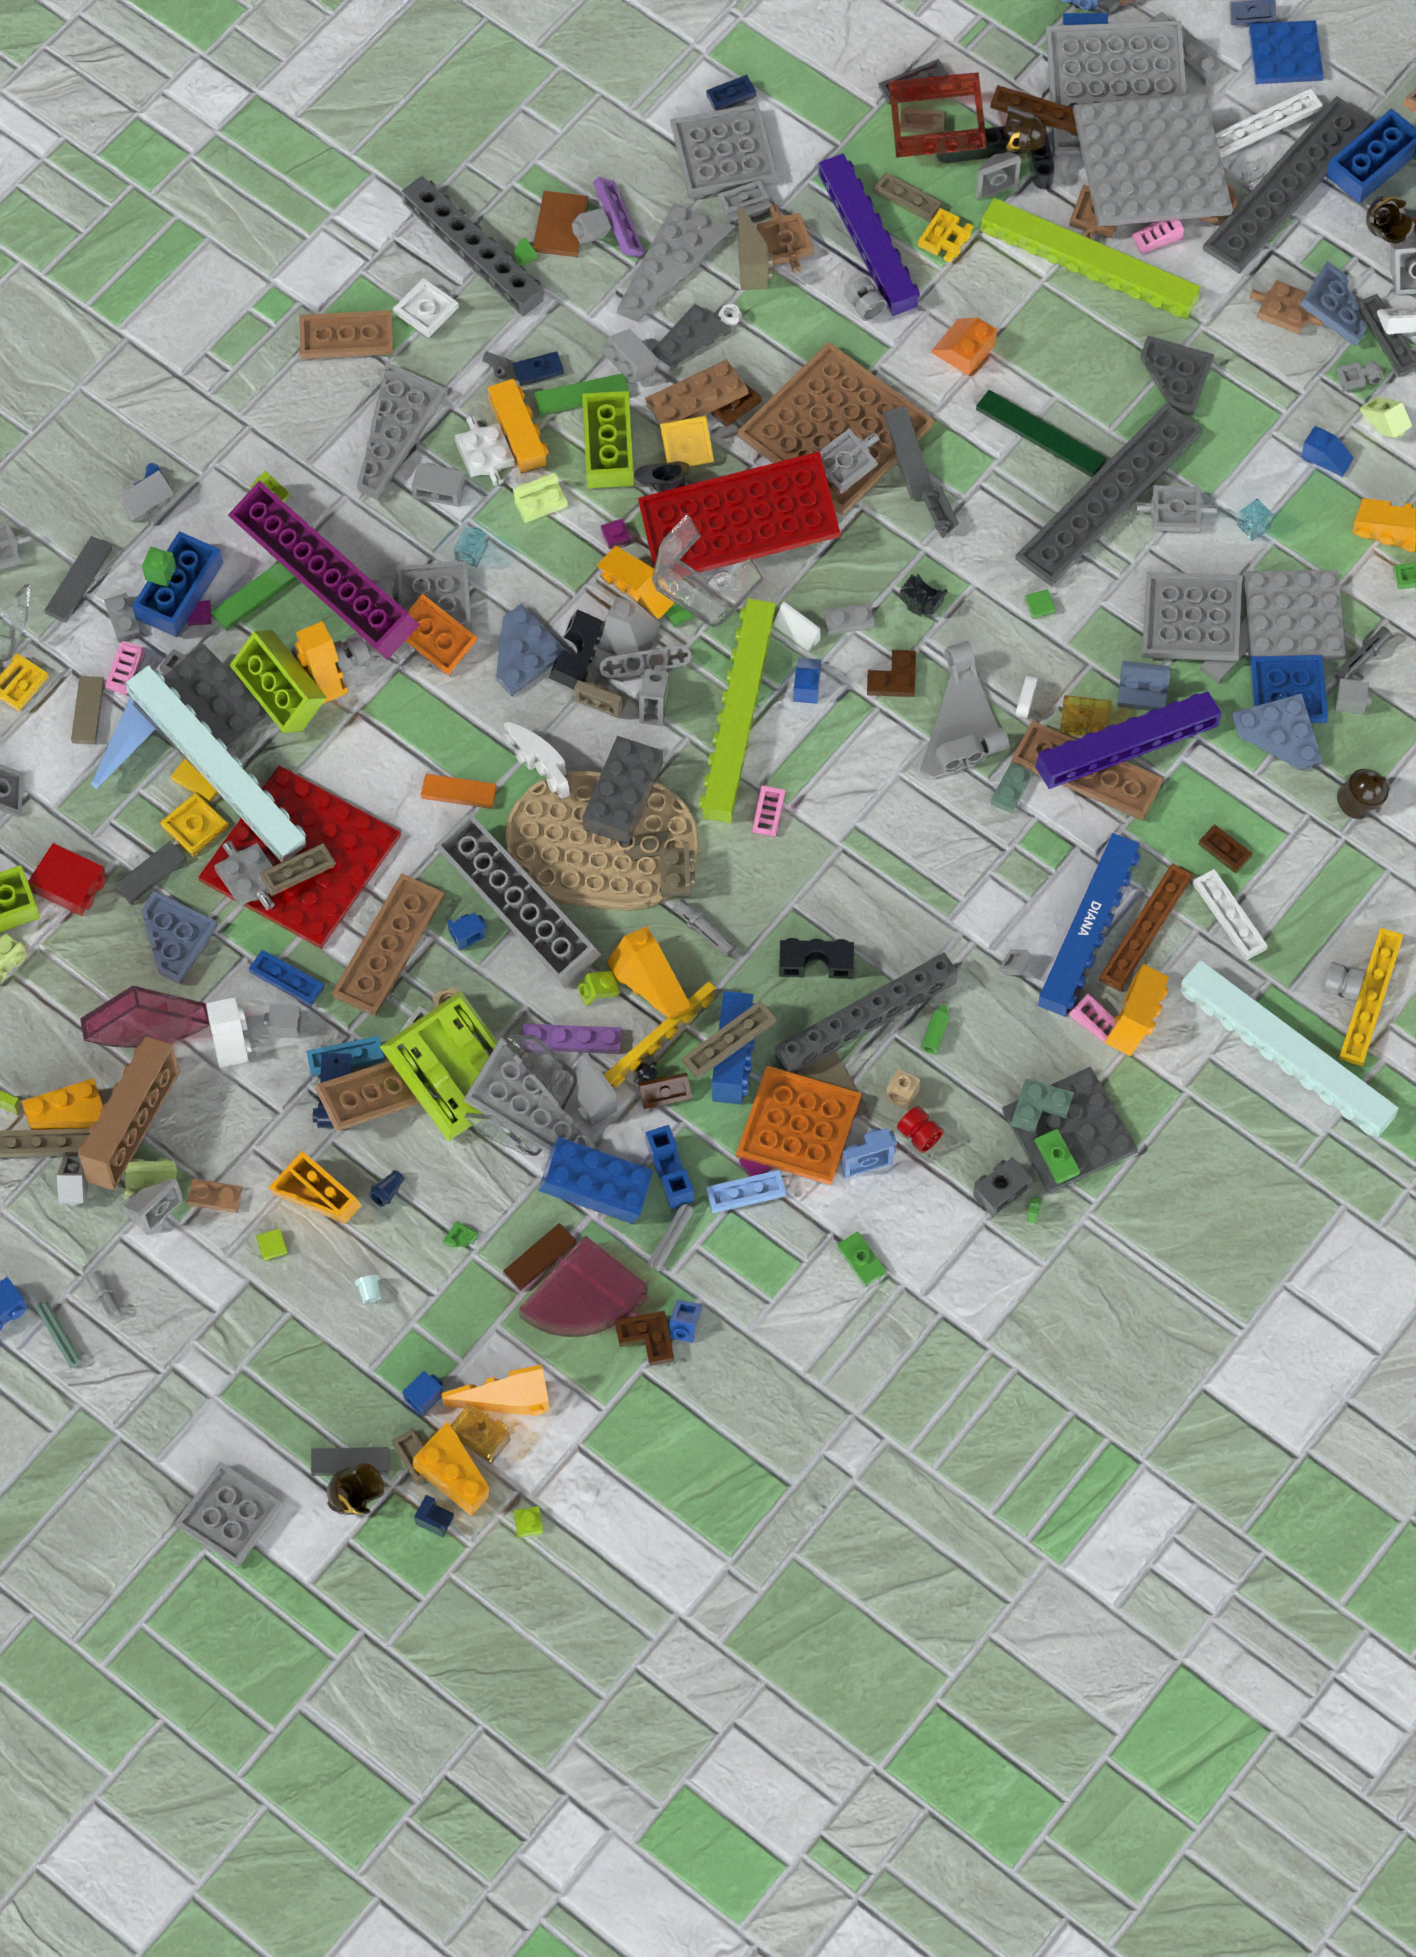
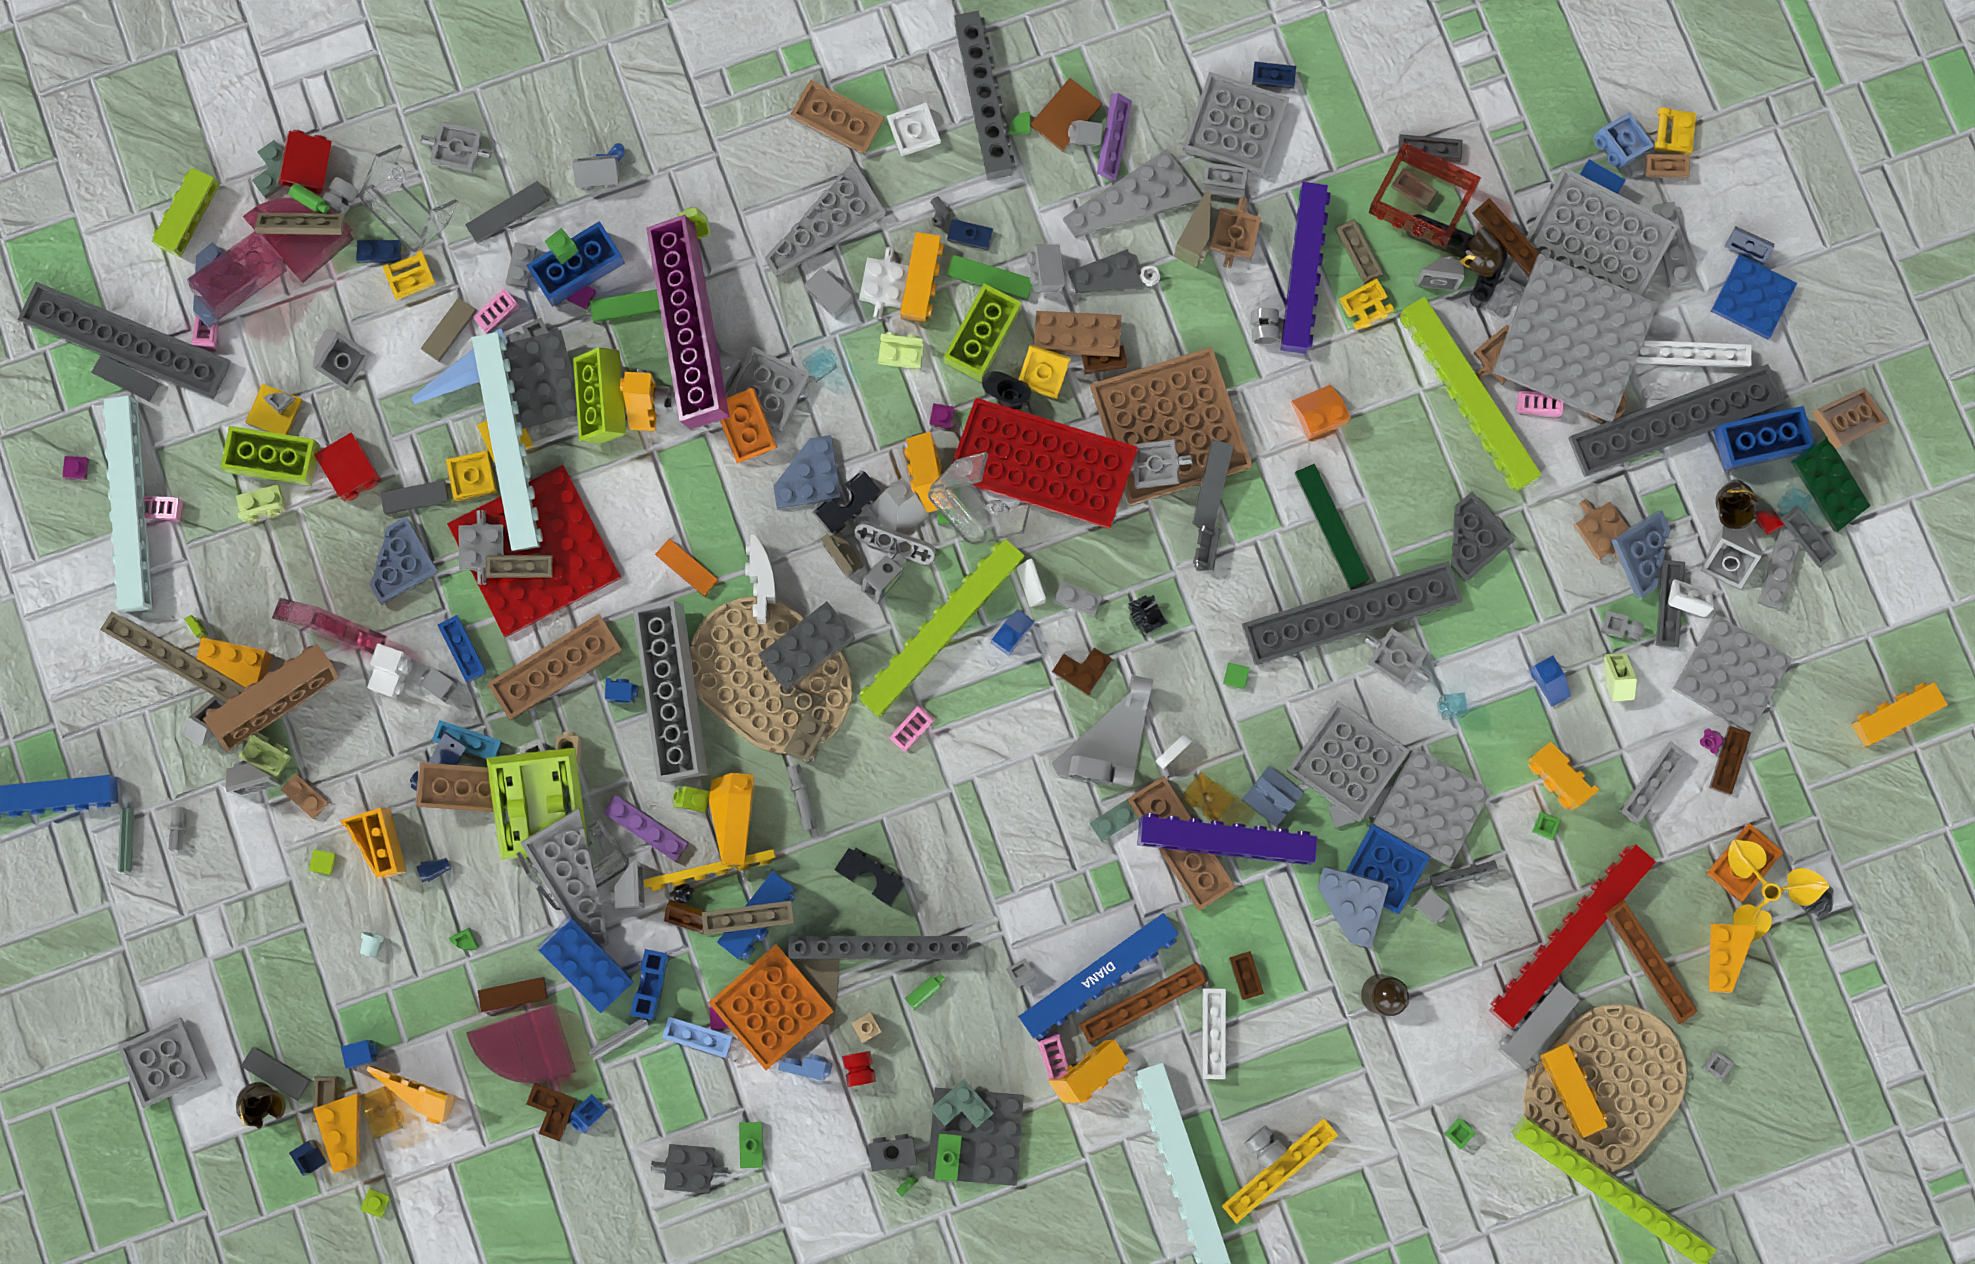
camera: 30 degrees right, 15 degrees up
(816, 1313) = (689, 1168): none -> dark grey plate

